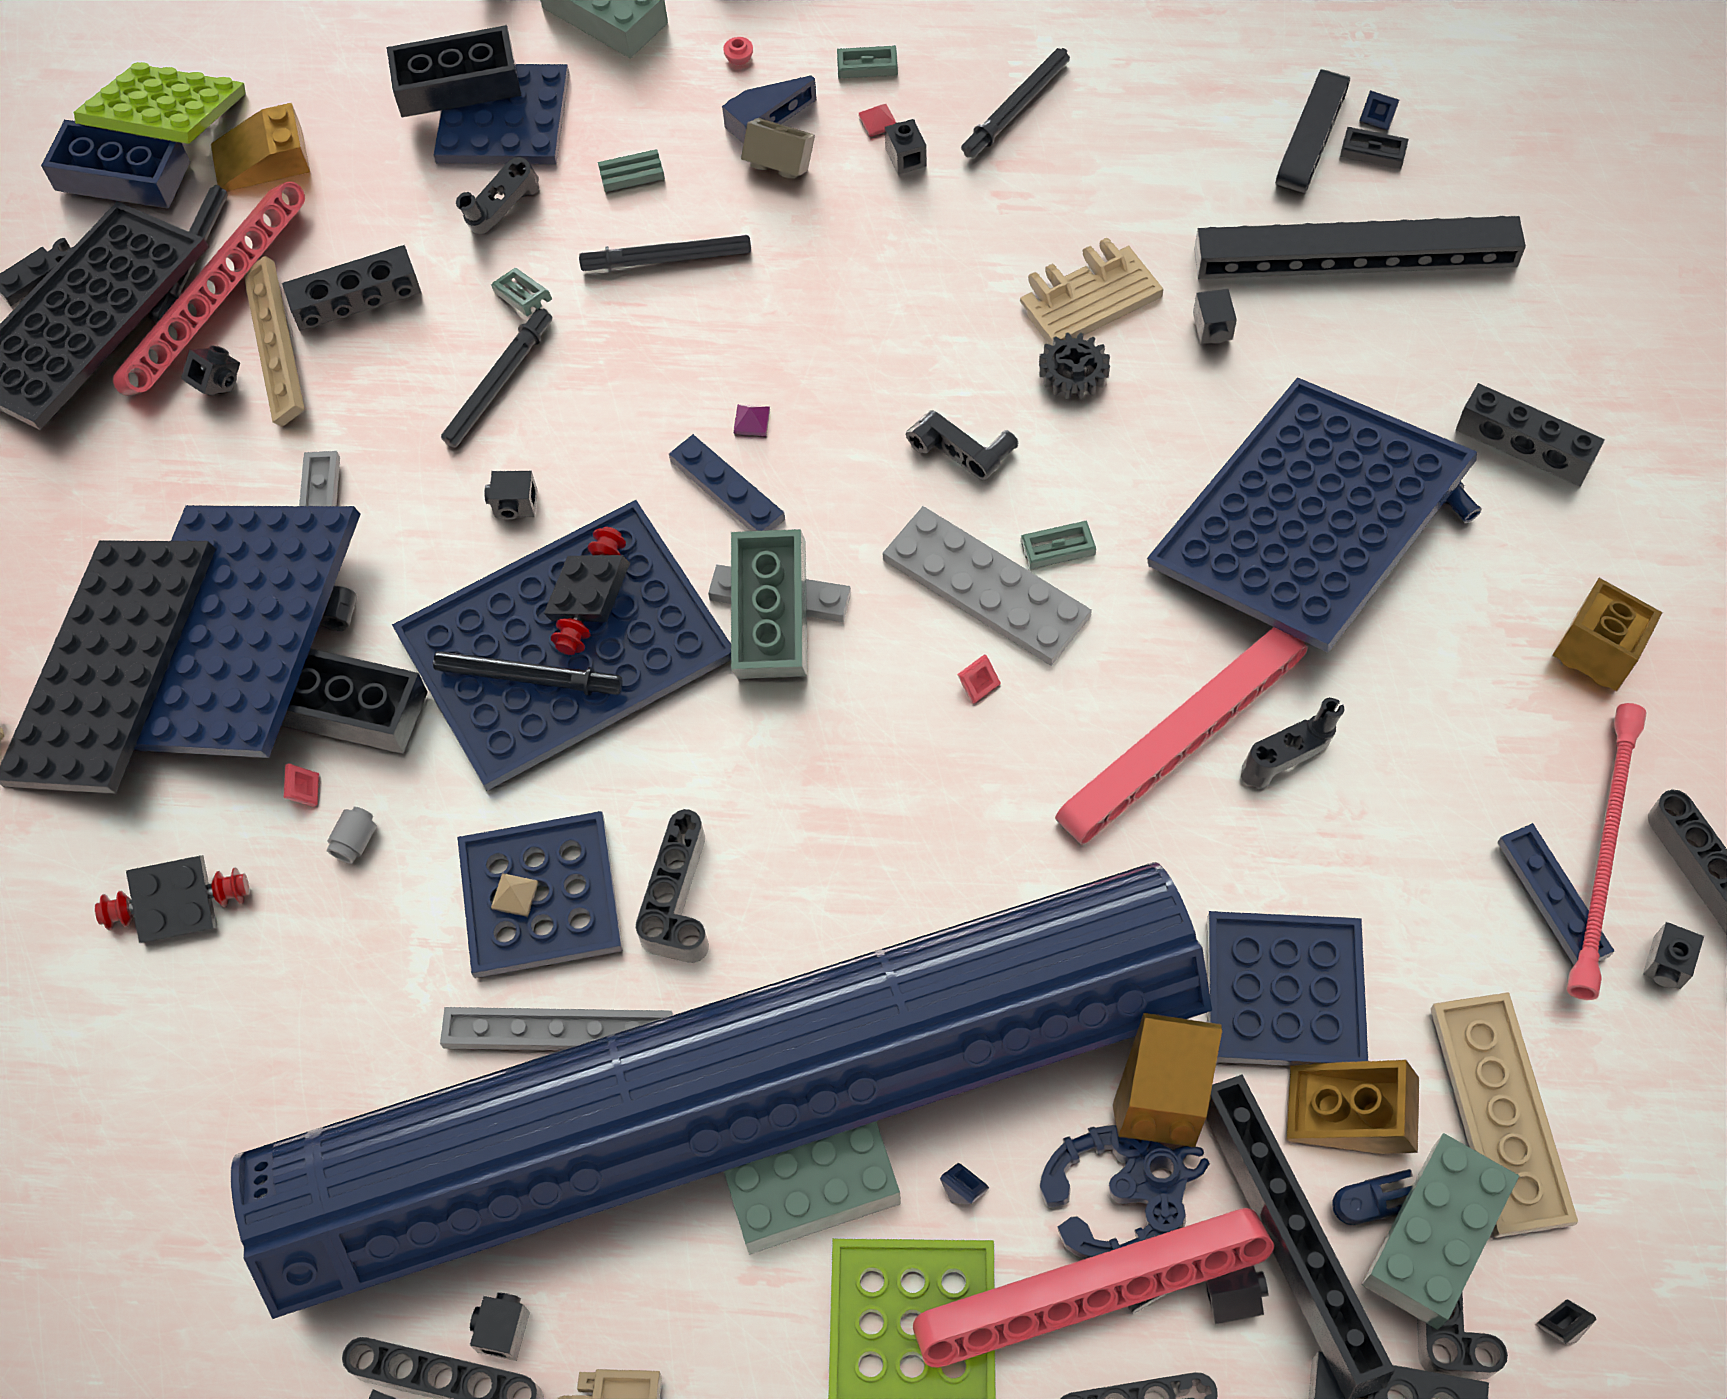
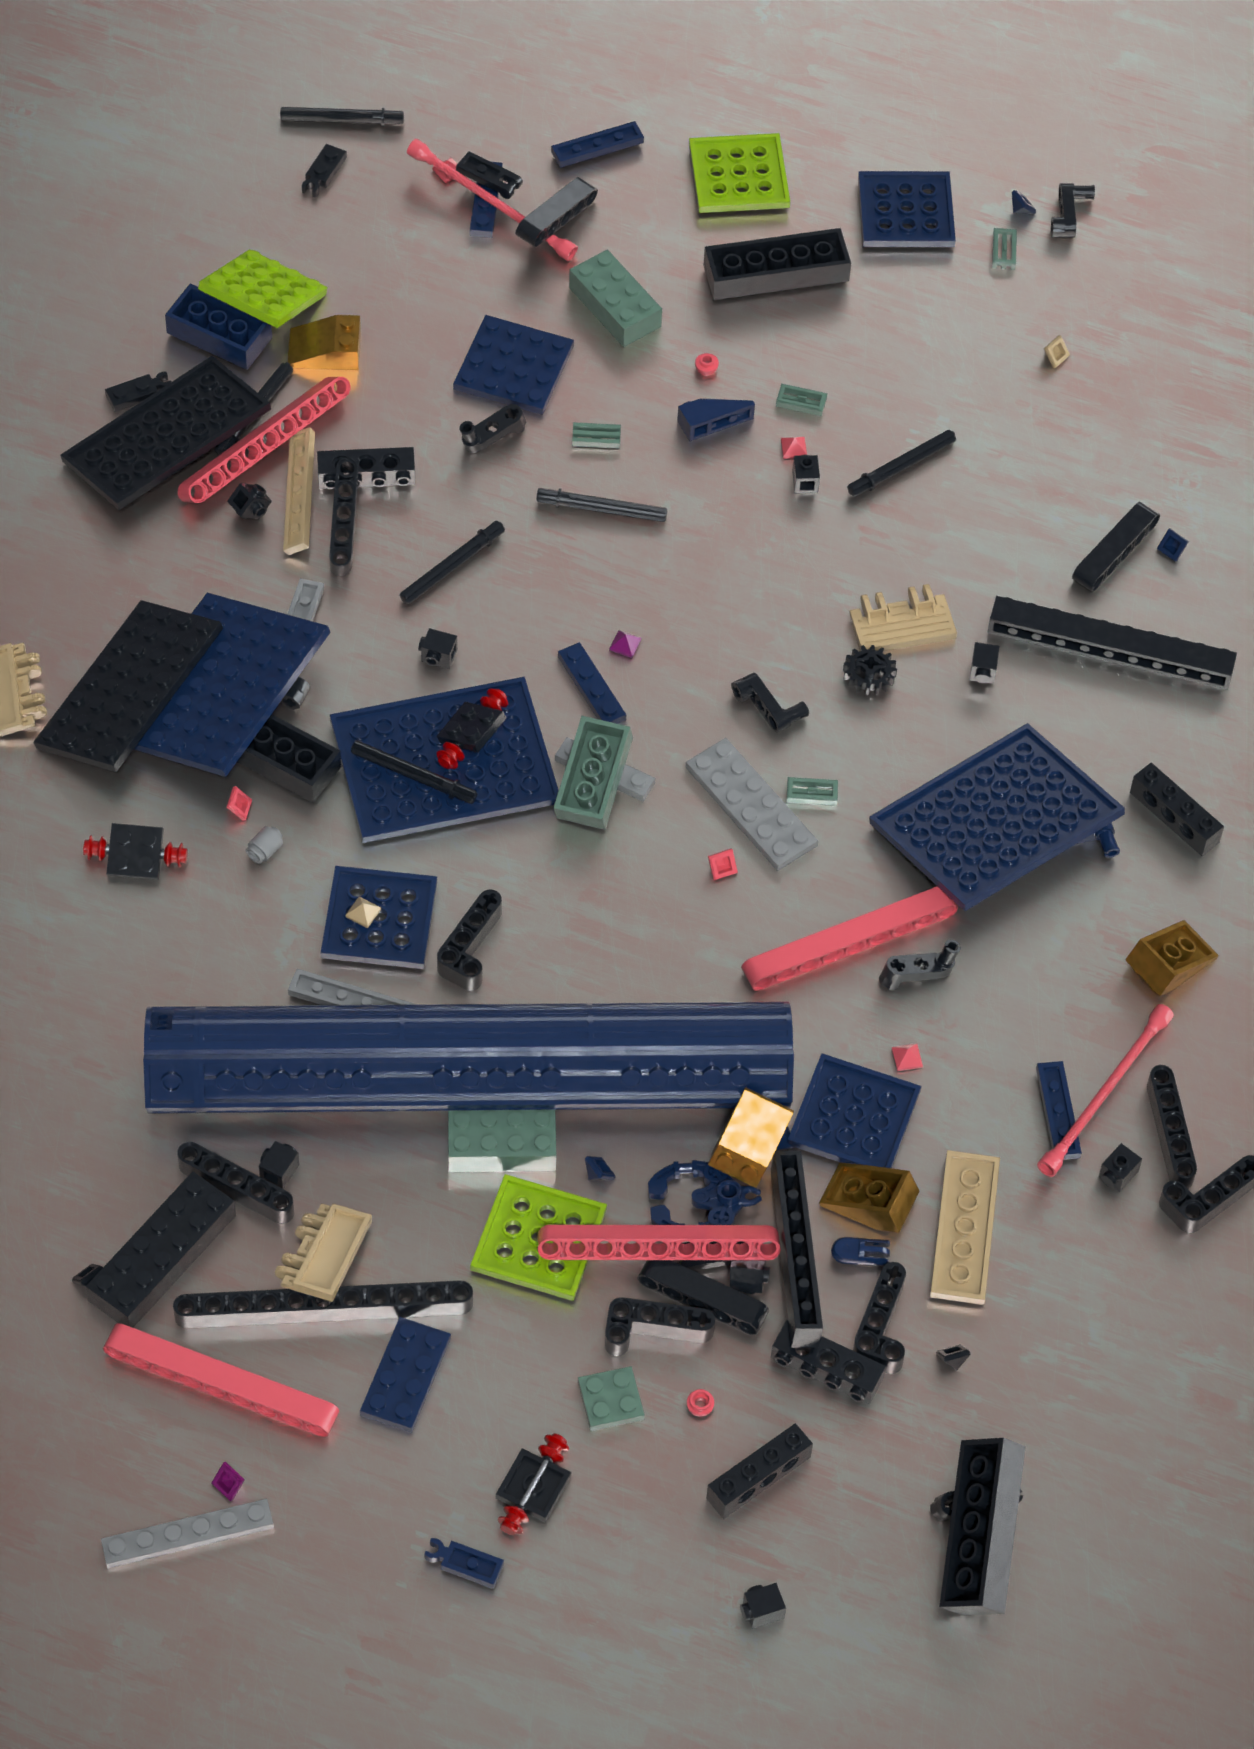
camera: 10 degrees right, 5 degrees down
(337, 342) = (343, 527): none -> black beam
(453, 71) = (486, 325): black brick -> none
(541, 292) = (495, 514): sand green tile -> none
(777, 148) = (709, 449): dark tan brick -> none
(1184, 1343) = (703, 1292): none -> black beam
(1320, 879) = (907, 1057): none -> coral slope
(1374, 151) = (1156, 574): black tile -> none
(1440, 1231) = (888, 1271): sand green brick -> none

